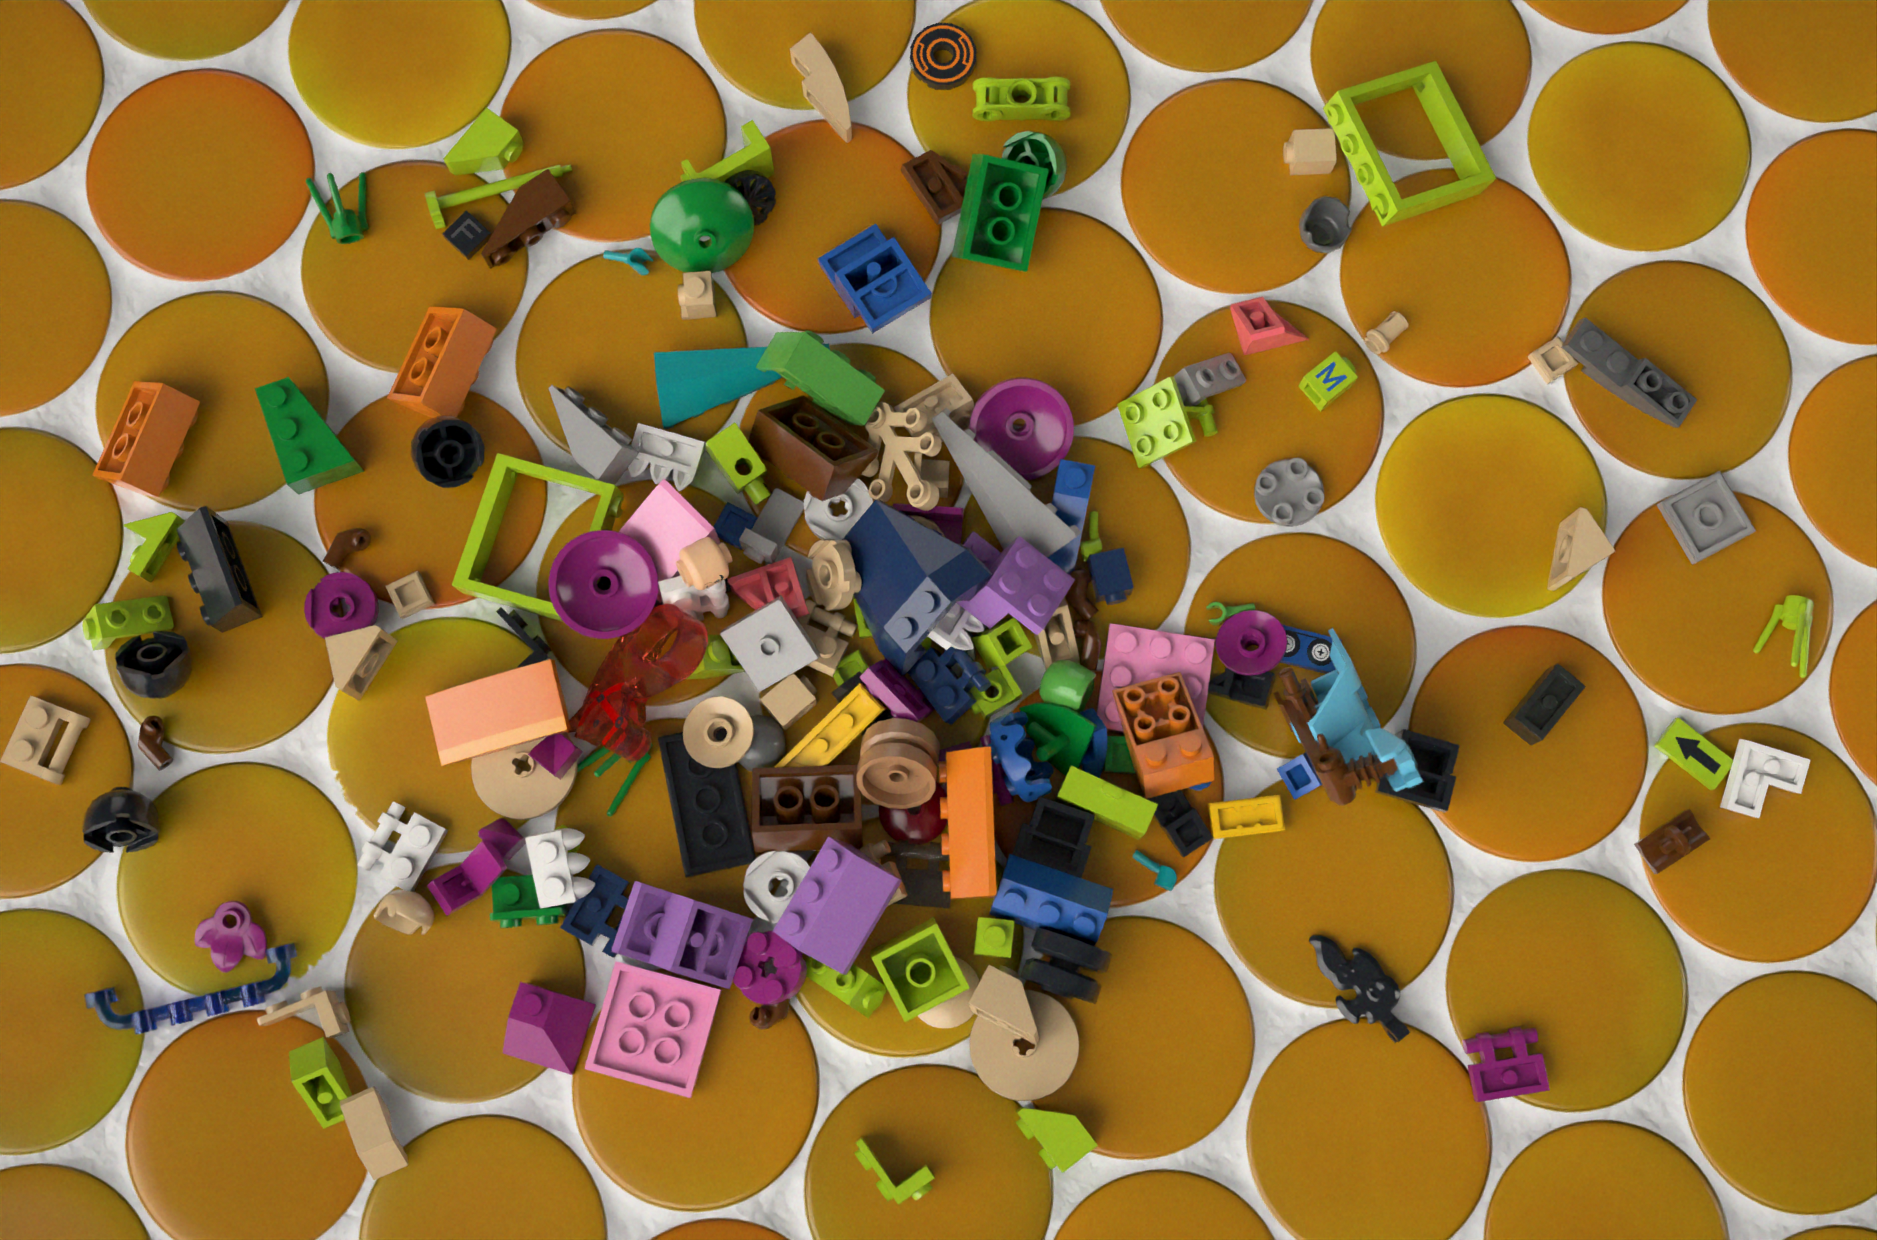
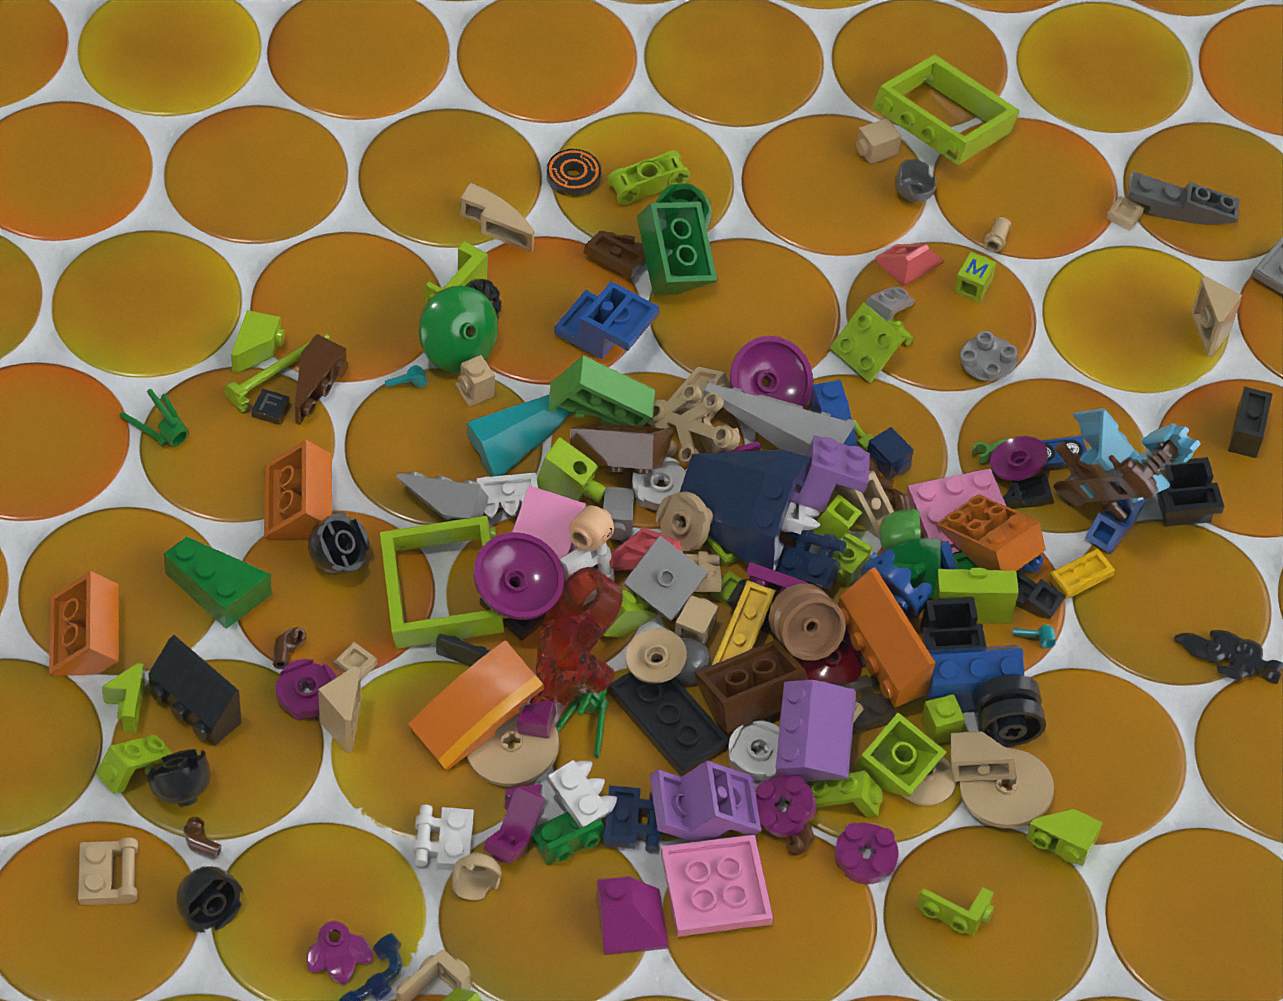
camera: 25 degrees left, 25 degrees down
(829, 1036) = (868, 836): none -> magenta plate

